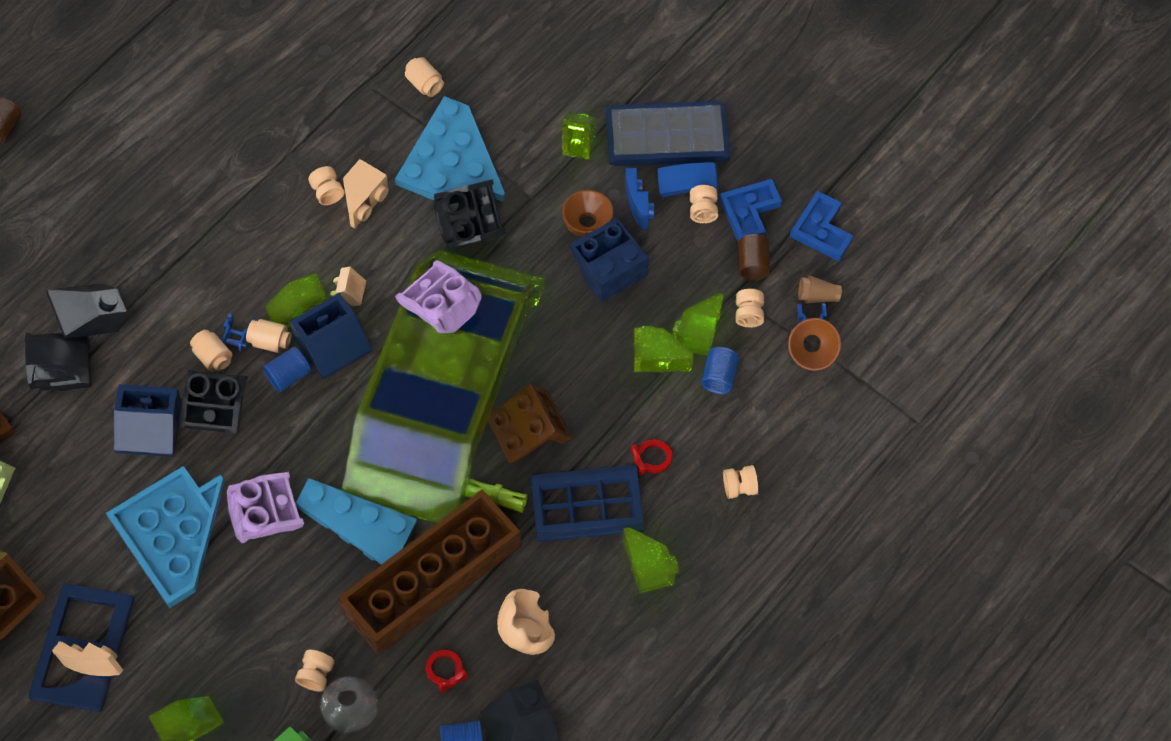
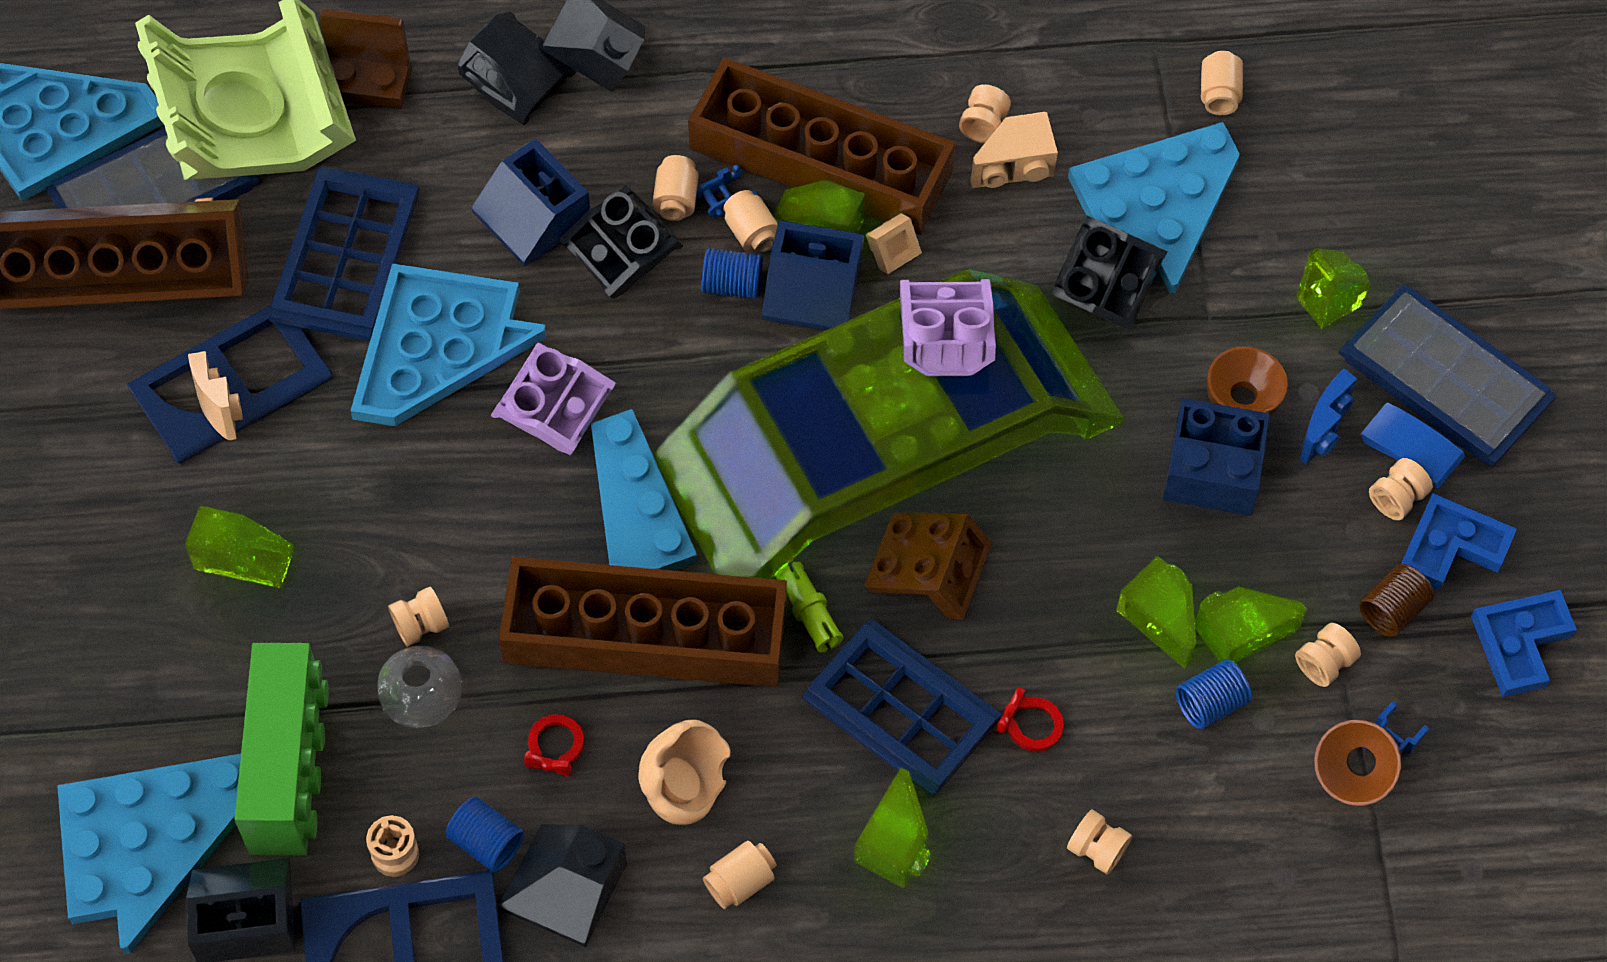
camera: 45 degrees right, 0 degrees up
(98, 571) = (324, 318): none -> dark blue piece
(261, 266) = (813, 137): none -> reddish brown brick
(599, 646) = (740, 874): none -> light nougat brick
(817, 290) = (1436, 708): medium nougat cone -> none

